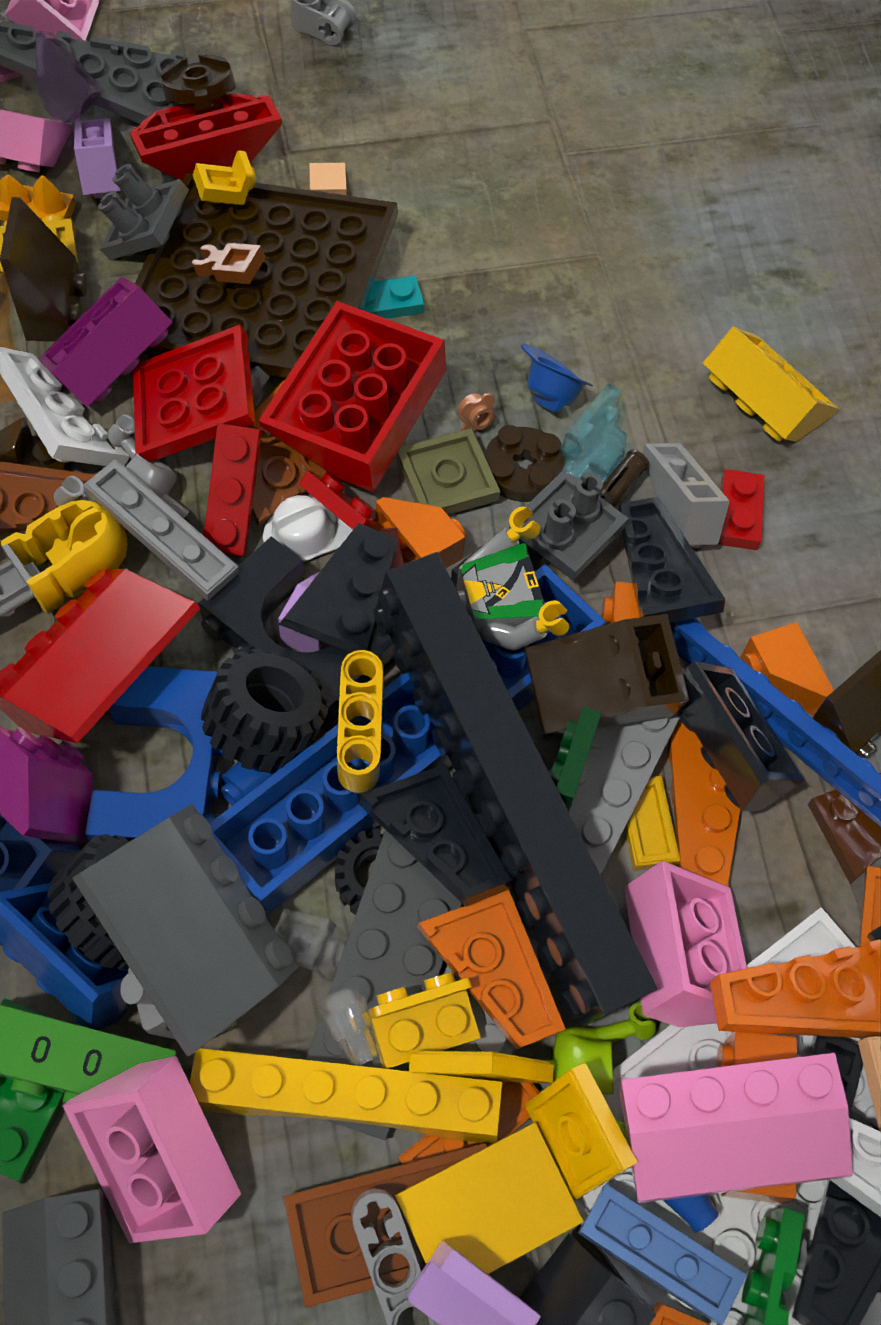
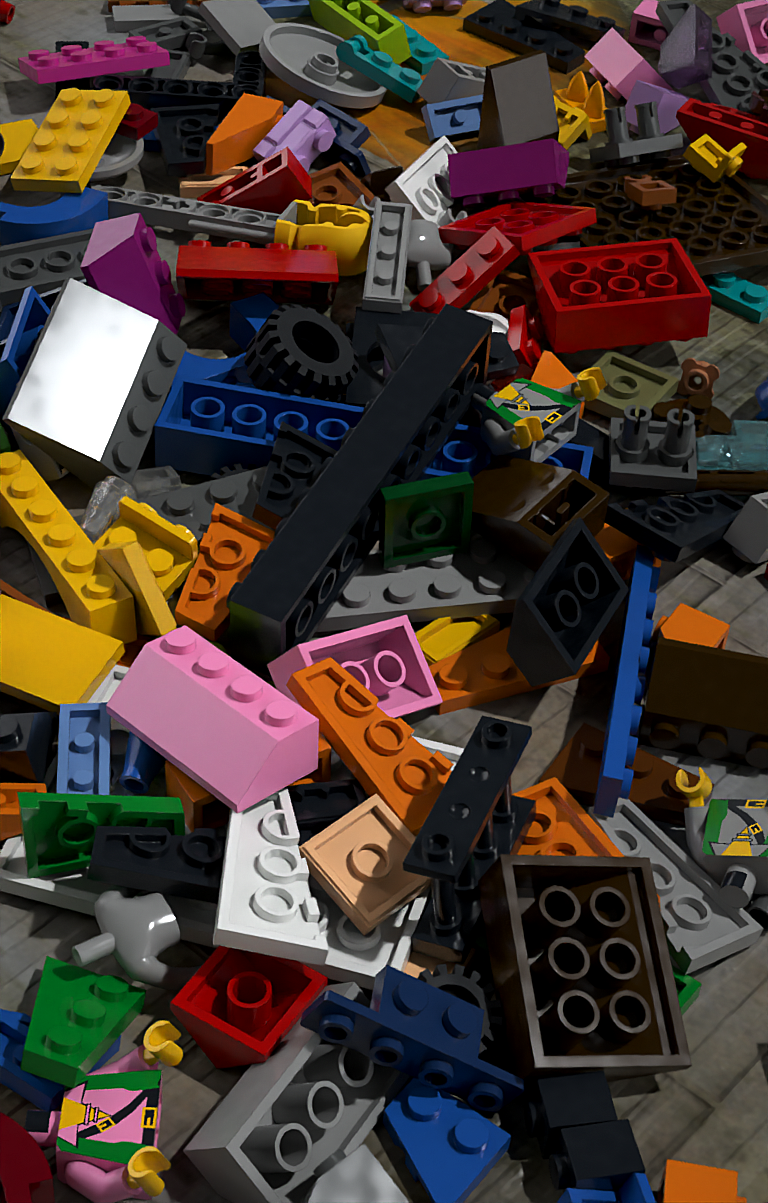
camera: 55 degrees right, 20 degrees down
(354, 701) = (336, 396): yellow beam -> none
(580, 1132) = (148, 629): yellow tile -> none

